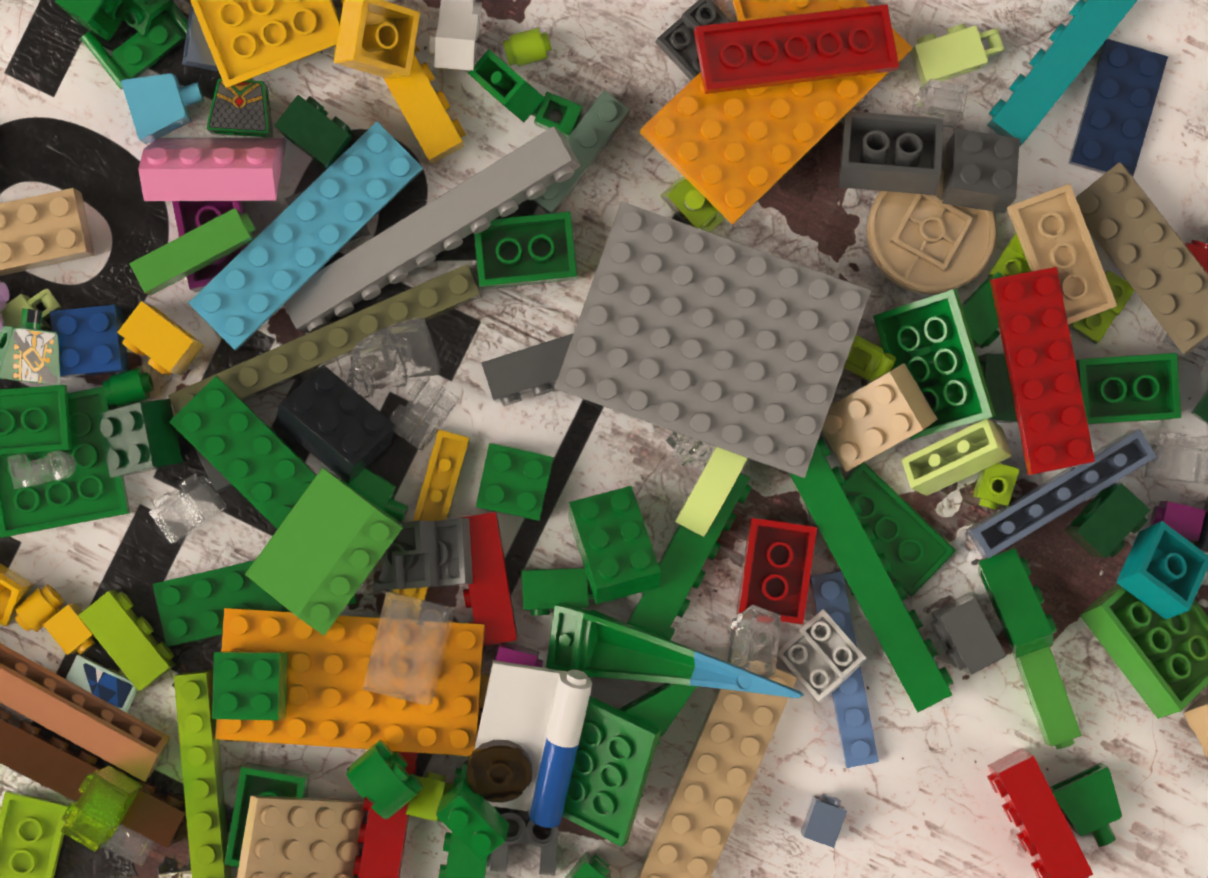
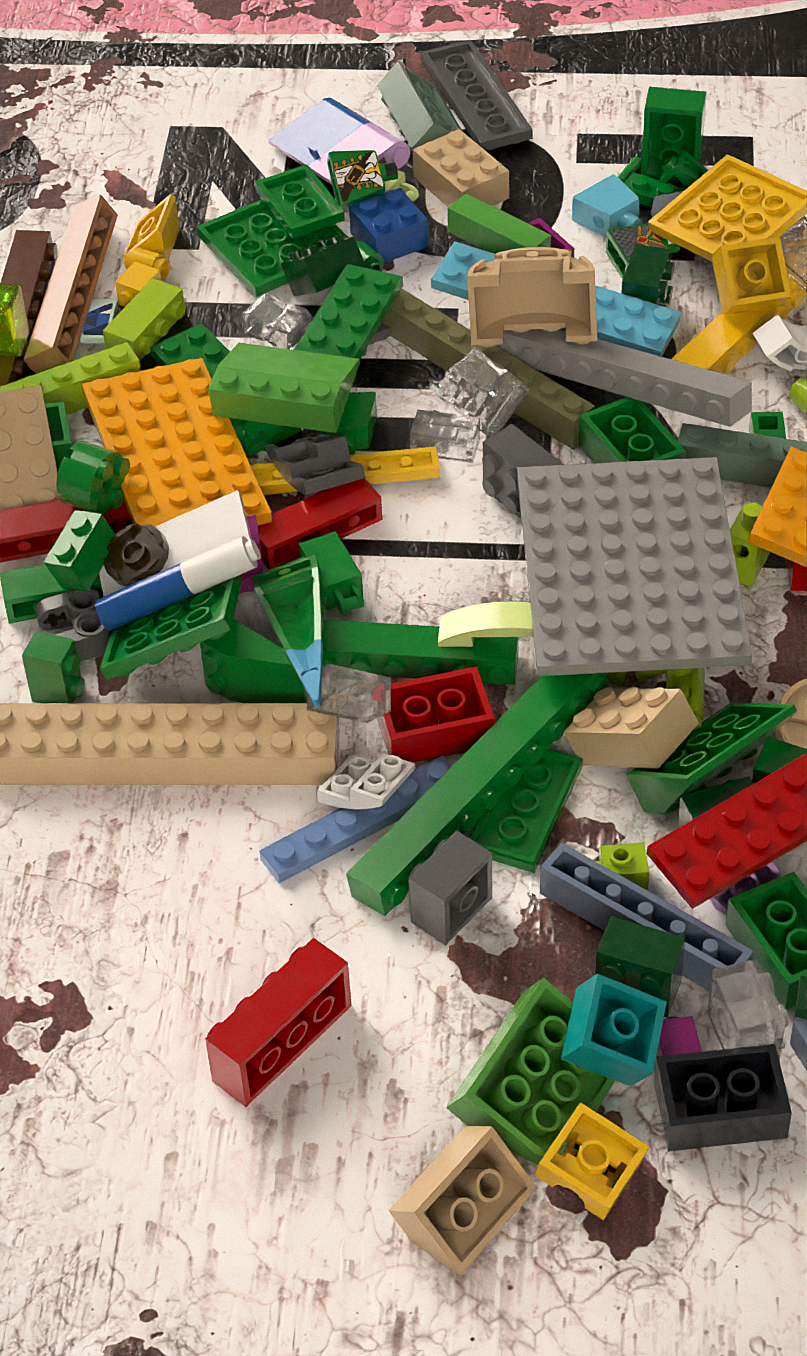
camera: 70 degrees right, 40 degrees down
(51, 468) = (265, 223): clear leg -> none
(160, 338) = (415, 252): yellow brick -> none
(212, 169) = (575, 223): bright pink slope -> none
(249, 685) = (141, 372): green brick -> none
(324, 267) = (532, 291): none -> tan cylinder
(335, 424) = (402, 370): black brick -> none
(409, 648) = (224, 454): clear brick -> none
(506, 85) = (769, 384): green brick -> none
(514, 482) = (416, 510): green brick -> none
(614, 544) = (394, 578): green brick -> none
(824, 820) = (195, 847): sand blue brick -> none
(956, 457) = (628, 806): yellowish green brick -> none
(1017, 602) = (505, 914): green brick -> none
(1048, 698) = (429, 988): bright green brick -> none
(1089, 803) = (319, 1076): green torso -> none

